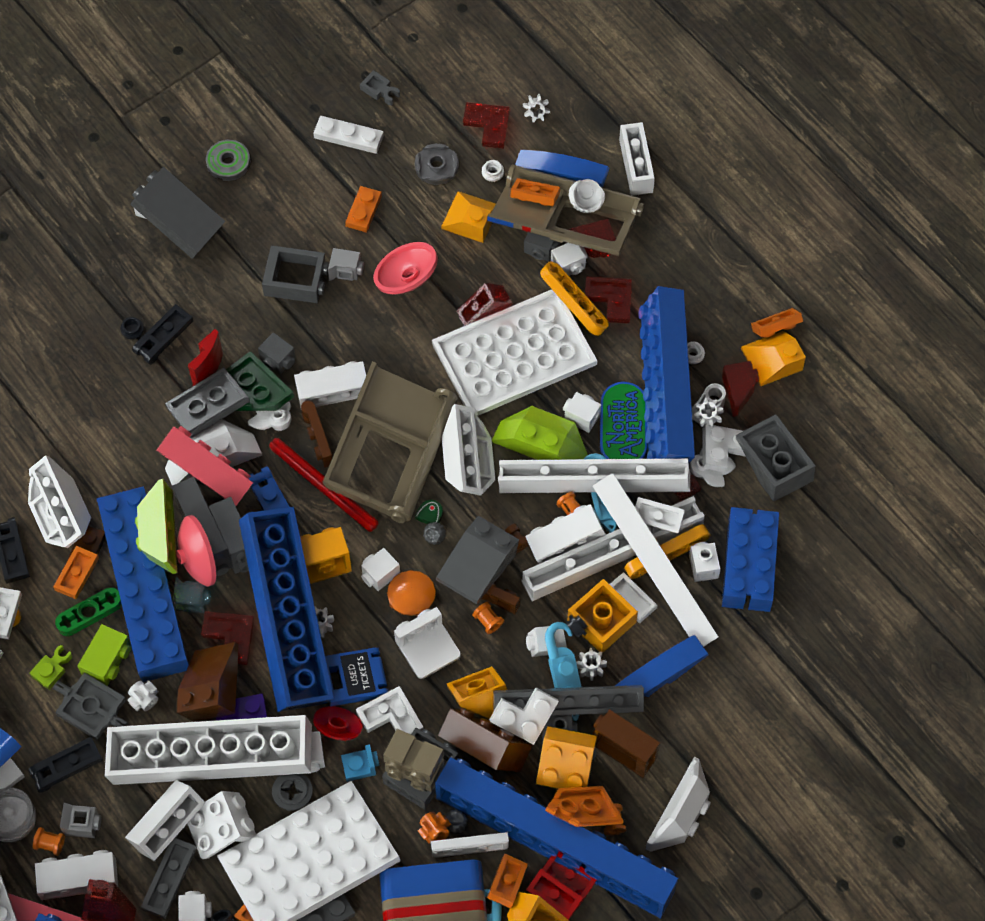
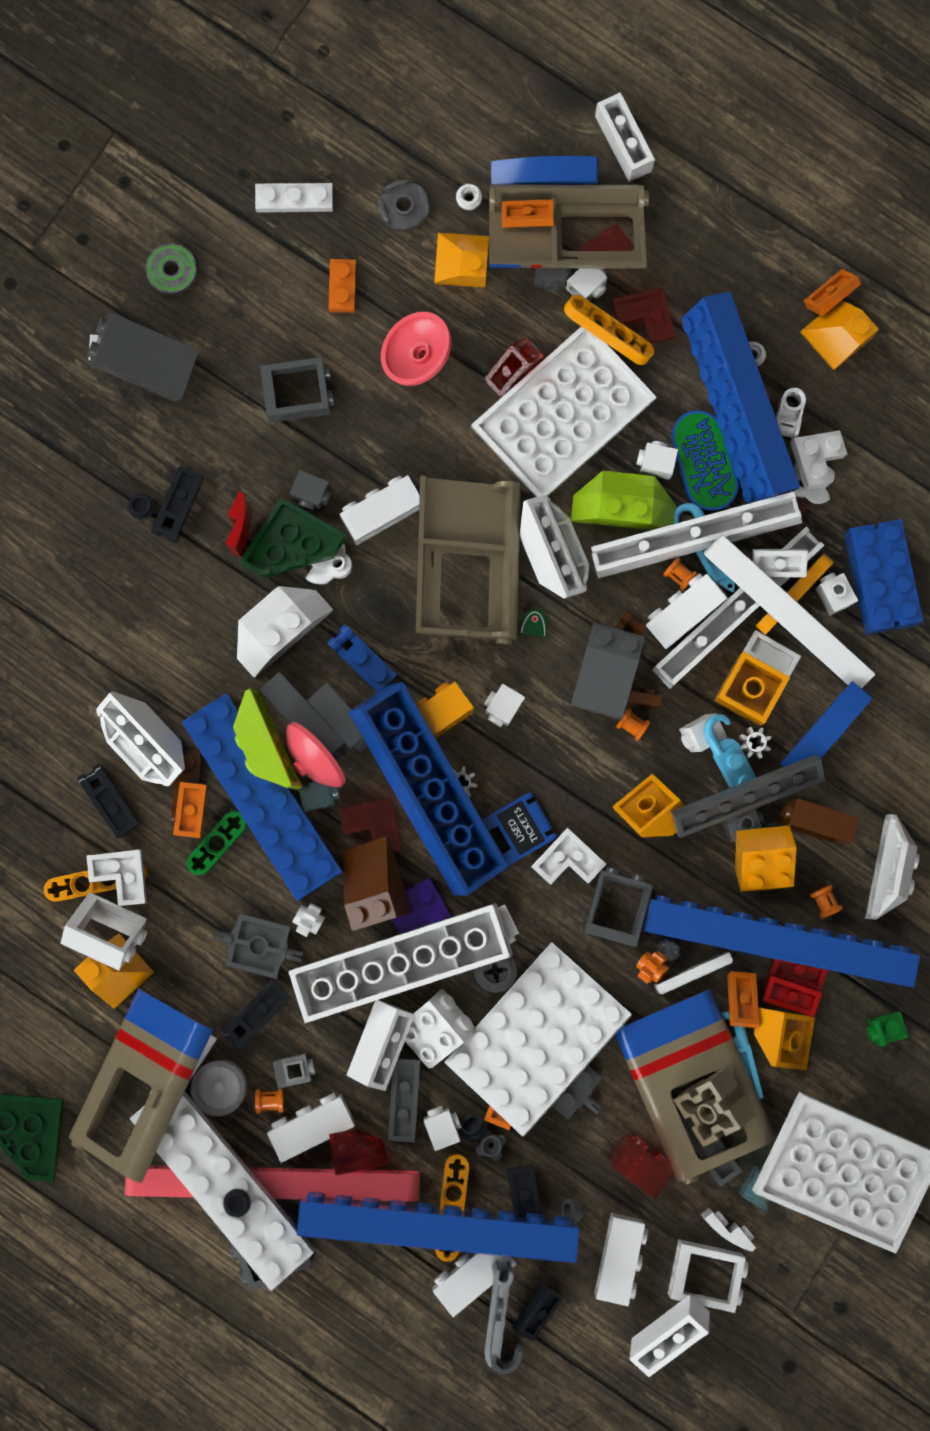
camera: 20 degrees left, 20 degrees up
(49, 670) = (200, 919): lime plate -> none
(105, 654) = (252, 887): lime brick -> none
(204, 465) = (284, 654): coral brick -> none
(207, 402) = (257, 573): dark grey tile -> none
(316, 433) = (385, 571): reddish brown plate -> none
(317, 478) = (409, 625): red axle -> none
(337, 723) = (521, 880): red dish -> none
(345, 265) = (347, 362): light grey window -> none
(360, 764) = (554, 921): dark azure bracket -> none
(378, 86) = (306, 128): dark grey plate -> none
(411, 593) = (544, 719): orange dish -> none
(413, 760) = (617, 914): dark tan brick -> none
(426, 643) = (580, 773): white bracket -> none
(434, 533) = (546, 646): dark grey piece -> none
(484, 740) = (674, 862): reddish brown wedge -> none
(491, 118) = (446, 131): clear red plate -> none
(525, 722) = (716, 831): white plate -> none
(540, 112) = (493, 104): white gear -> none
(577, 625) = (734, 713): black plate -> none
(584, 807) = (802, 908): orange tile -> none
(586, 195) = (586, 202): white hair -> none
(714, 410) = (788, 425): white gear -> none
(739, 384) = (814, 378): clear red slope -> none
(776, 458) = (878, 454): dark grey slope -> none

